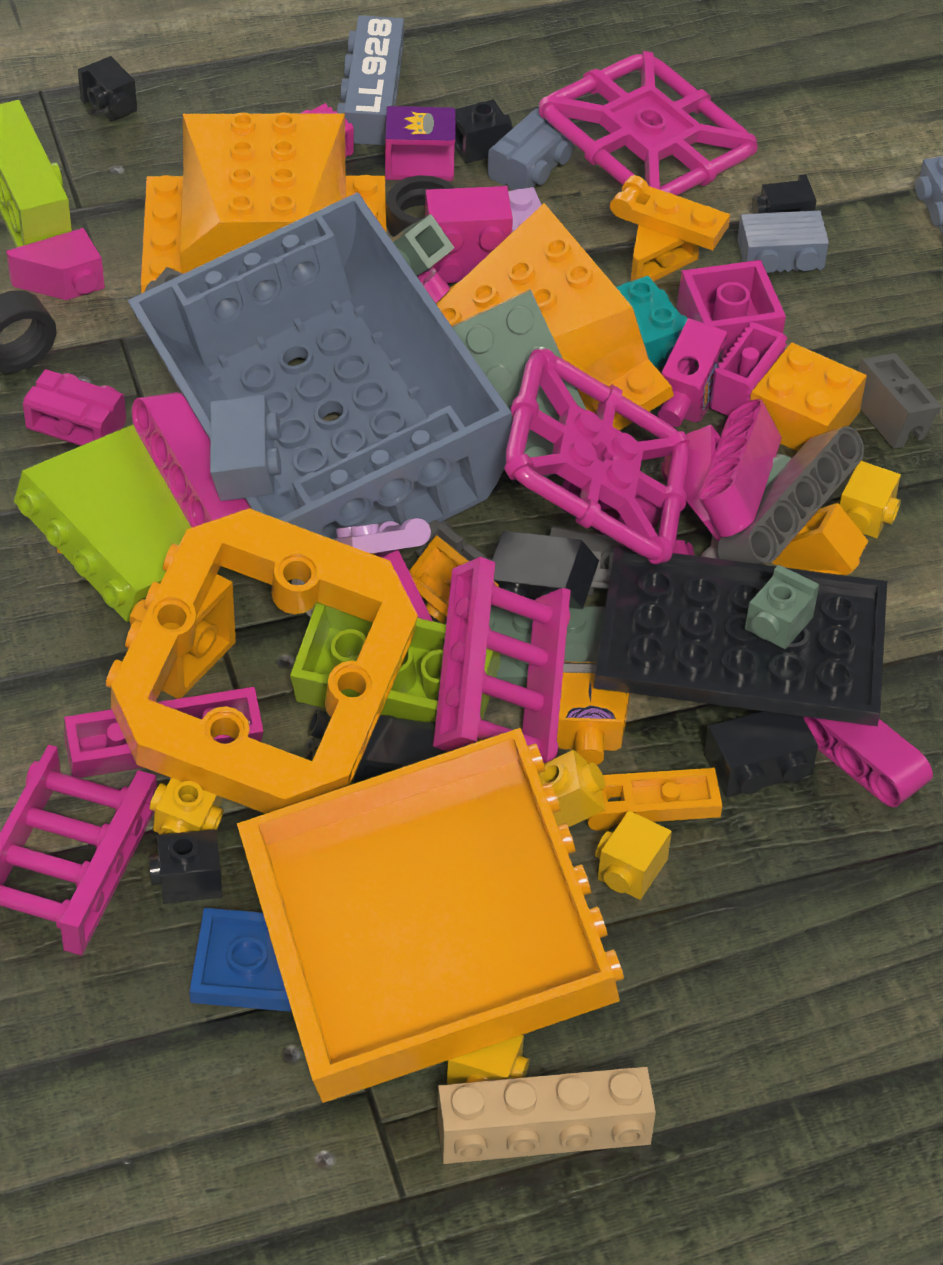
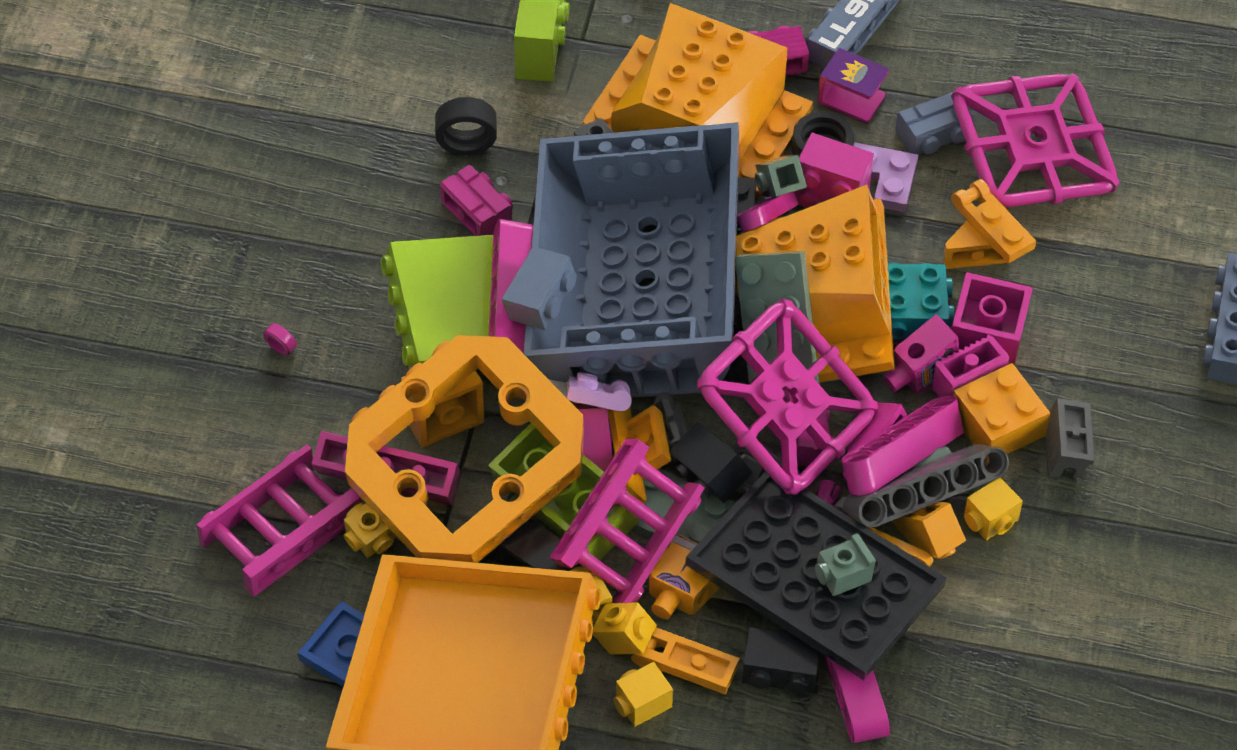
camera: 30 degrees right, 5 degrees up
(57, 266) = (532, 84): dark pink slope -> none
(187, 866) = (349, 567): black brick -> none
(479, 129) = (907, 89): black brick -> none
(784, 240) = (1076, 276): sand blue brick -> none
(785, 197) = (1099, 247): black brick -> none

